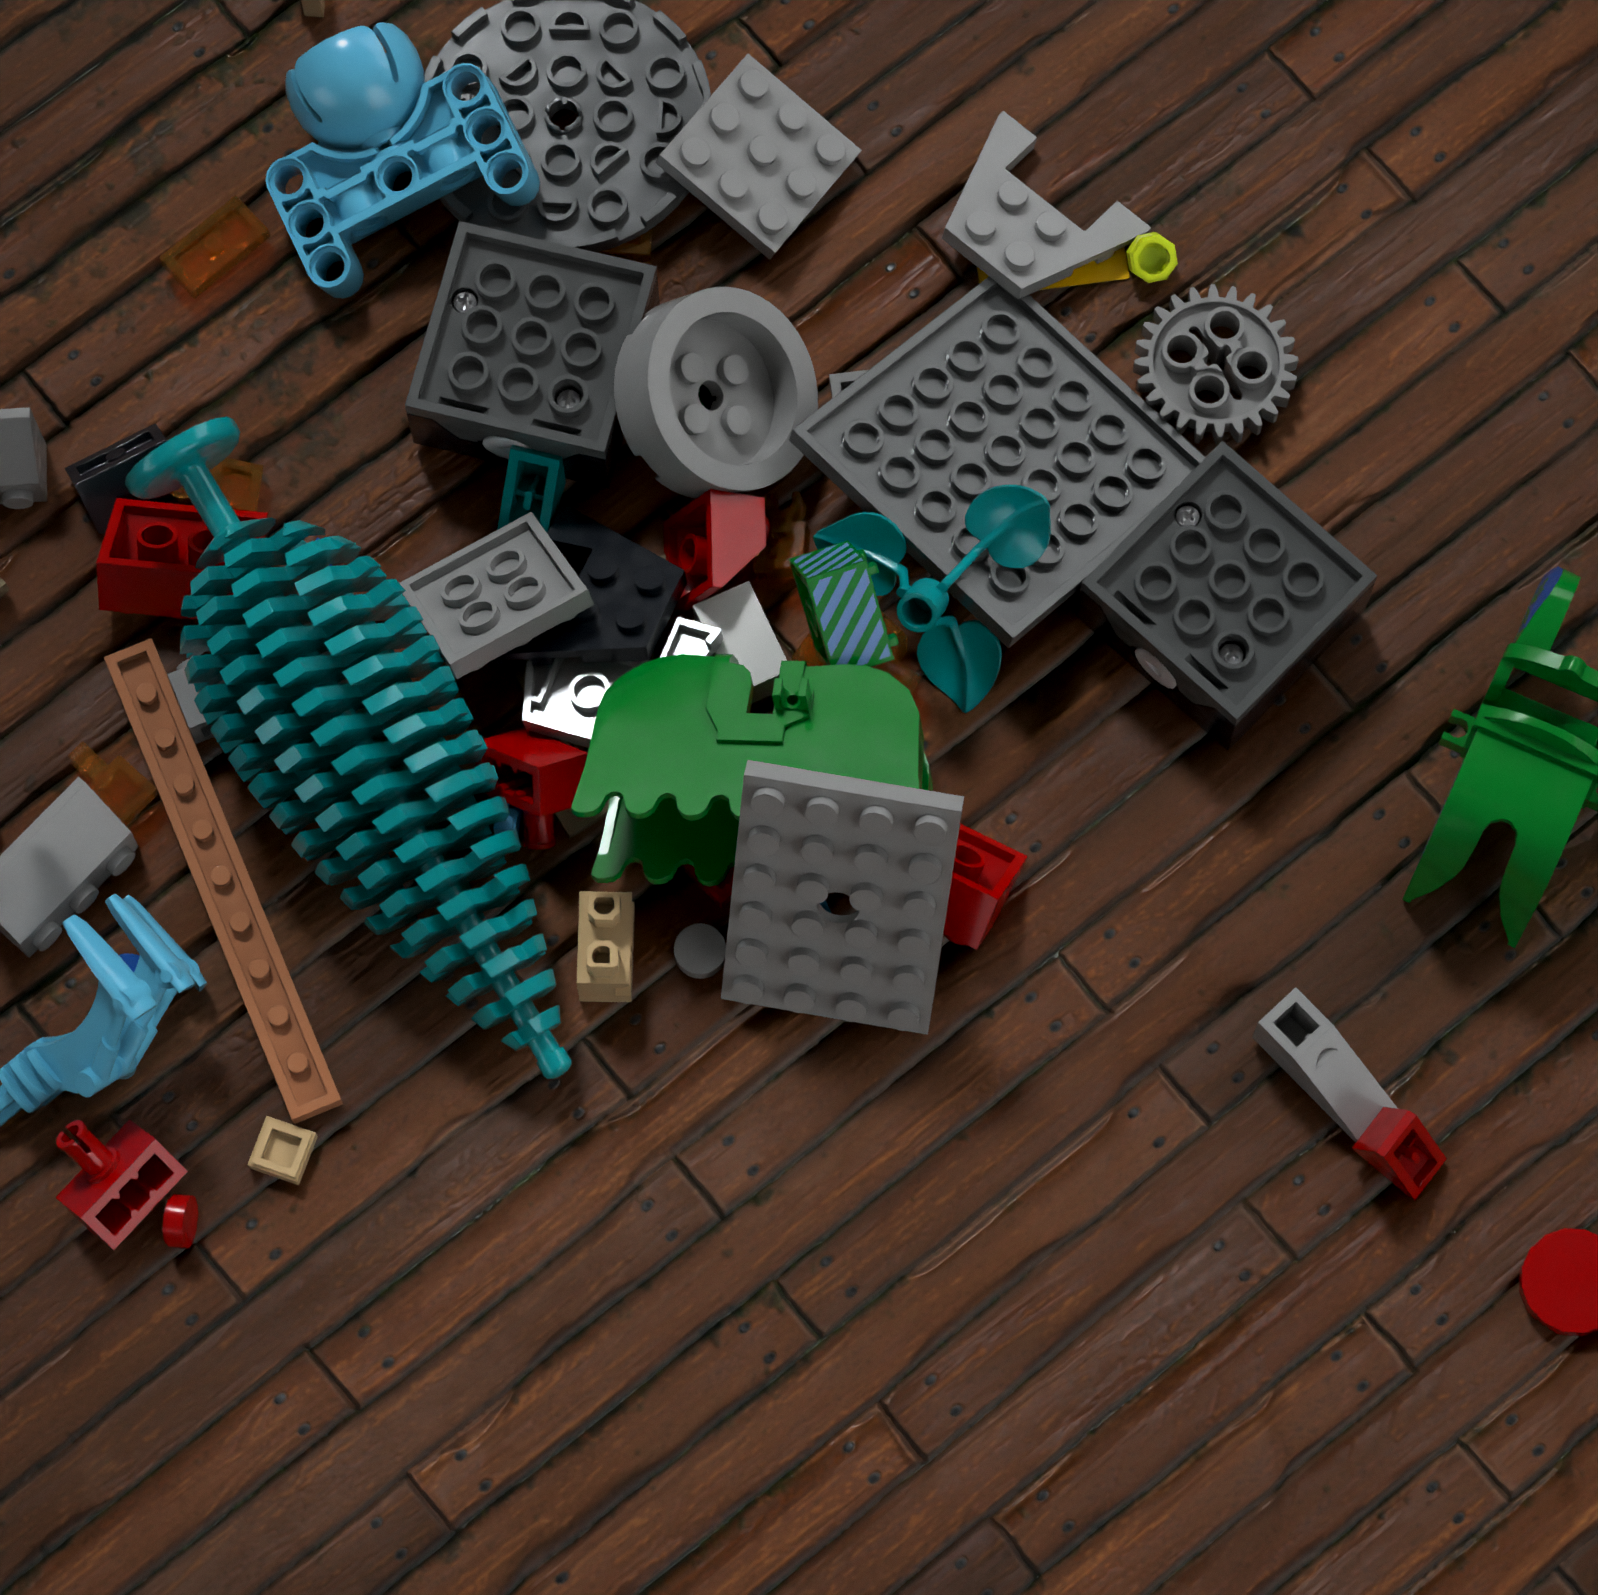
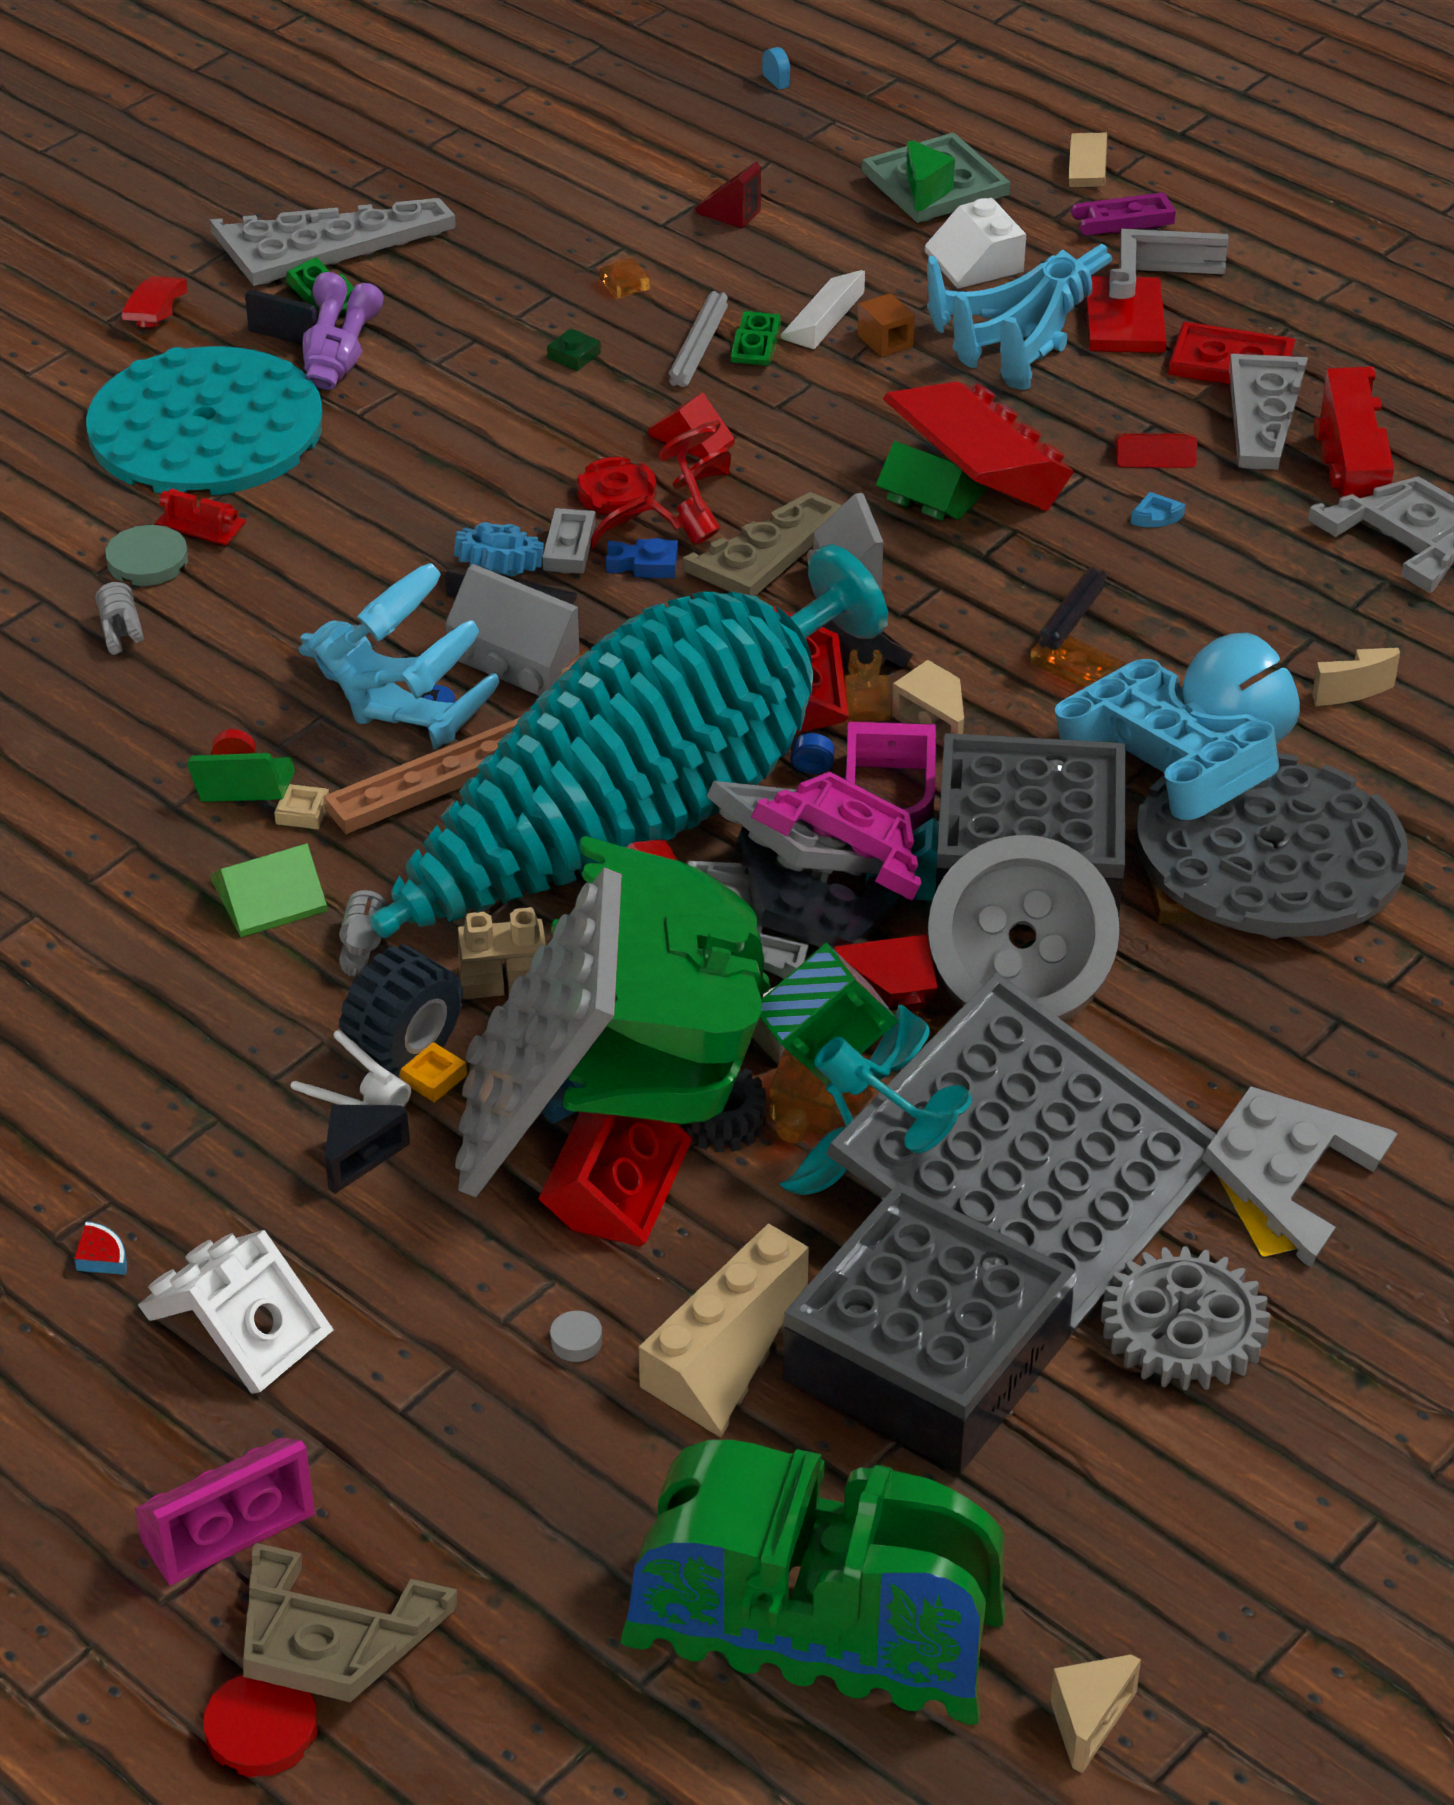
camera: 80 degrees right, 30 degrees down
(117, 1179) = (260, 702): red brick -> none
(130, 229) = (1072, 608): none -> black axle
(232, 1211) = (240, 776): none -> green panel
(268, 413) = (929, 697): none -> tan slope
(327, 473) = (911, 748): none -> dark pink window
(421, 1197) = (270, 890): none -> bright green slope
(503, 526) = (854, 816): none -> dark pink wing
(525, 1098) = (357, 932): none -> light grey hinge
(701, 1057) = (401, 1006): none -> black wheel
(758, 156) = (1278, 961): light grey plate -> none
(758, 1041) = (433, 1072): none -> light orange plate
(774, 1095) = (378, 1086): none -> white plant
(854, 1130) = (362, 1139): none -> black slope
(956, 1410) = (100, 1251): none -> tile
(1075, 1268) = (225, 1289): none -> white bracket
(1145, 939) = (576, 1336): none -> light grey tile
(1151, 257) = (1283, 1258): neon yellow tile -> none
(1180, 802) = (725, 1330): none -> tan wedge
(1321, 1063) = (461, 1472): light grey slope -> none
(1335, 1293) = (227, 1509): none -> dark pink slope
(1401, 1150) = (377, 1542): red slope -> none
(1506, 1219) = (326, 1643): none -> dark tan wing

